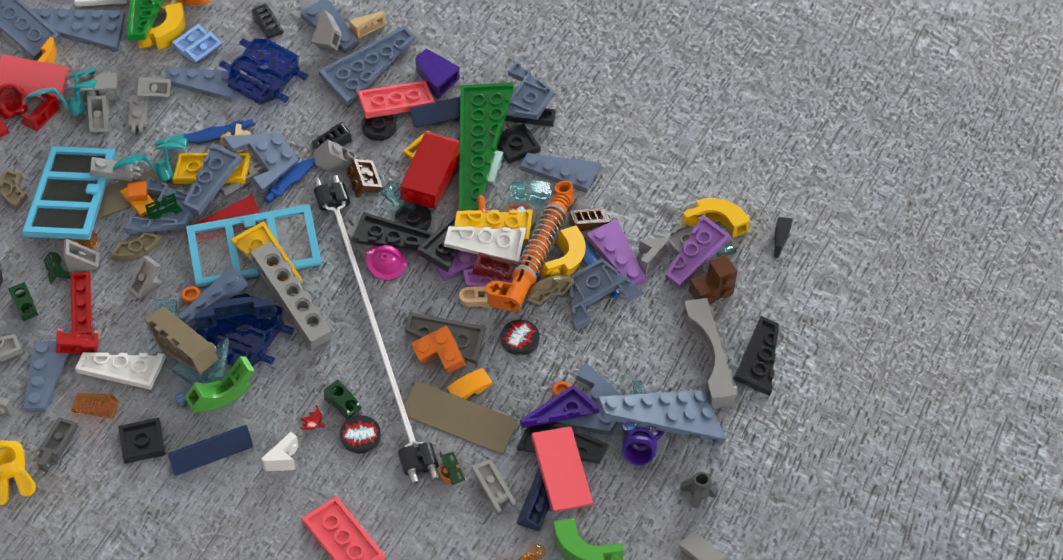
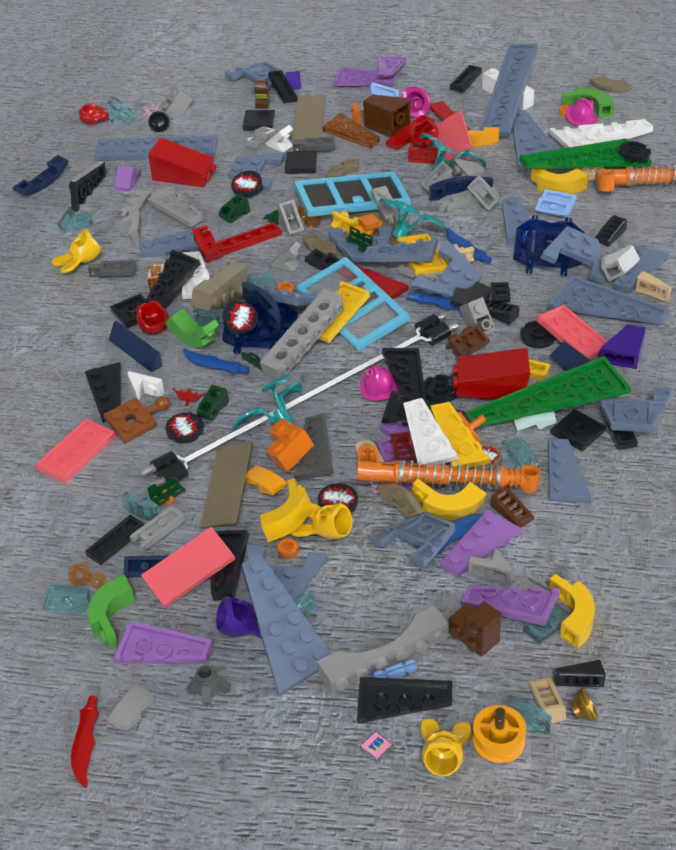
camera: 75 degrees right, 10 degrees down
(118, 214) = (342, 220): none -> yellow hips
(119, 101) = (453, 186): none -> dark blue slope
(122, 383) = (174, 275): none -> black wing
(171, 249) = (320, 260): none -> black slope
(174, 418) = (152, 317): none -> red hair
(243, 336) = (240, 317): none -> tile
(263, 492) = (105, 387): none -> black wing
(272, 387) = (215, 363): none -> blue sword
(288, 49) = (579, 247): none -> sand blue wing
(293, 350) = (255, 361): none -> dark green piece
(302, 151) = (464, 296): none -> black tile
(307, 131) = (500, 292): none -> black slope
(332, 466) = (134, 409): none -> dark orange plate
(388, 322) = (281, 412): none -> teal plant
(466, 490) = (144, 509): none -> clear light blue slope
(492, 525) = (114, 540): none -> black plate
(536, 382) = (289, 515): none -> yellow arch
(554, 347) = (327, 521): none -> yellow piece
(564, 406) = (256, 543): dark purple wing -> none
(640, 516) = (159, 645): none -> medium lavender wing
(730, 349) = (397, 670): none -> medium blue axle
(799, 271) = (549, 699): none -> tan slope
(800, 388) = (376, 747): none -> tile
(808, 278) = (536, 718): none -> clear light blue slope
(811, 243) = (583, 706): none -> pearl gold piece
(821, 303) = (499, 734): none -> light orange wheel
(825, 341) = (443, 749): none -> yellow piece

